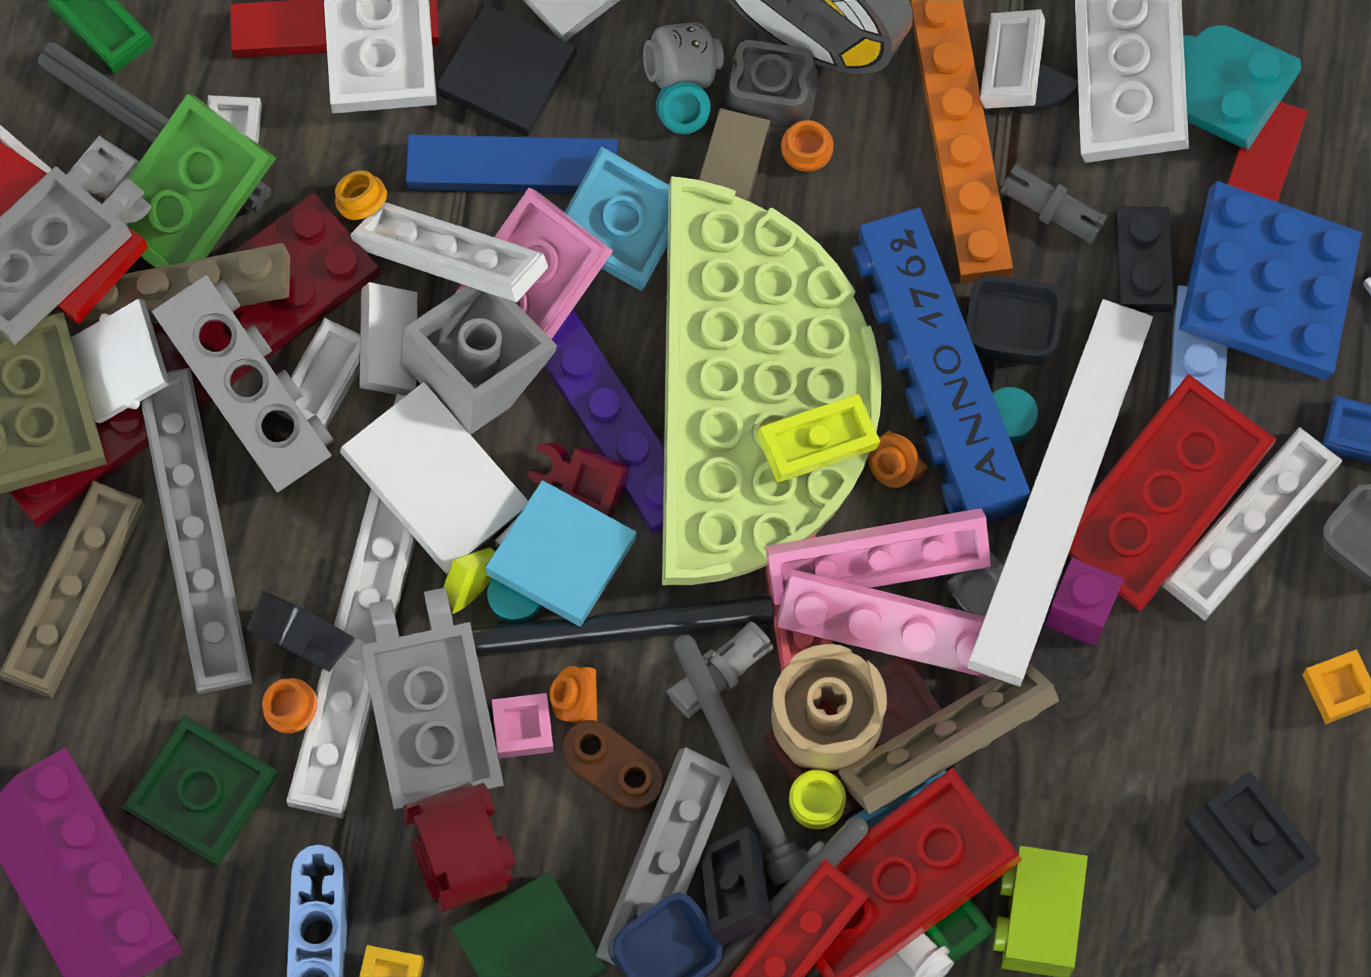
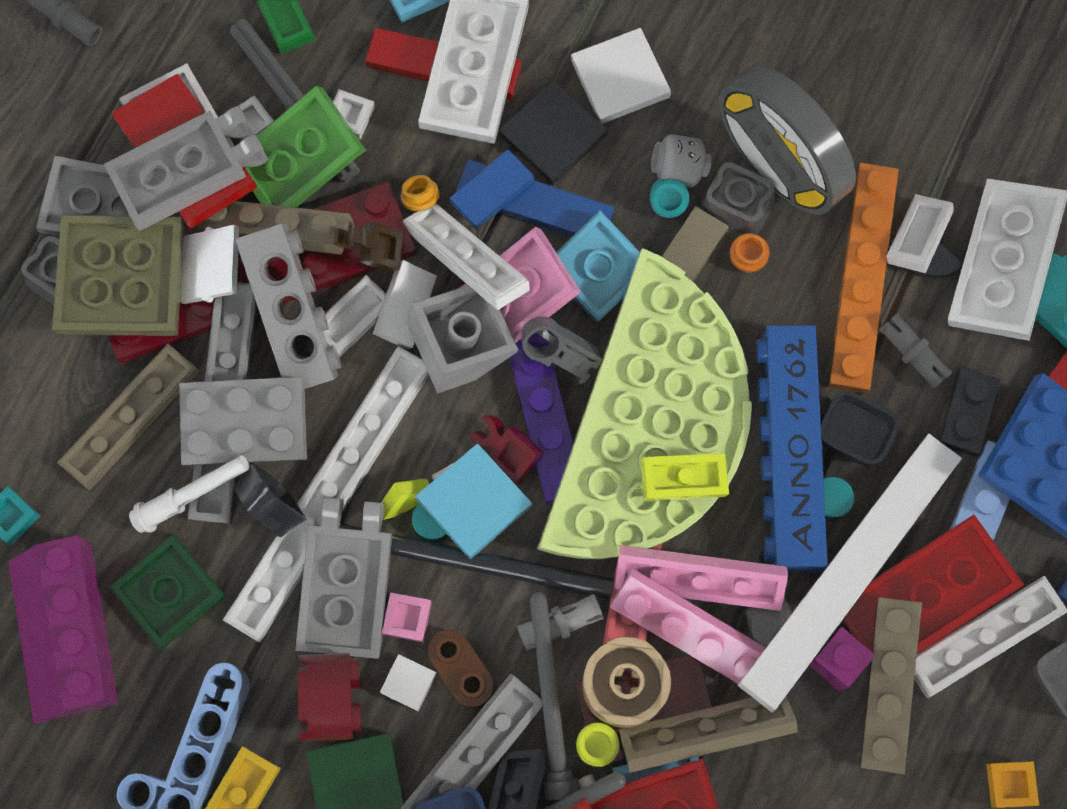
camera: 20 degrees right, 5 degrees up
(171, 673) = (147, 515): none -> white pin
(231, 542) = (243, 418): none -> light grey plate
(289, 705) = (248, 550): orange plate -> none
(331, 269) = (377, 243): none -> dark brown plate
(434, 477) = (403, 416): white tile -> none
(453, 162) = (492, 189): none -> blue tile
(551, 804) = (408, 682): none -> white tile
(575, 694) = (450, 608): orange plate -> none
(615, 331) = (565, 349): none -> dark grey piece
(896, 461) = (737, 507): orange plate -> none
(1155, 613) = (891, 685): none -> dark tan plate

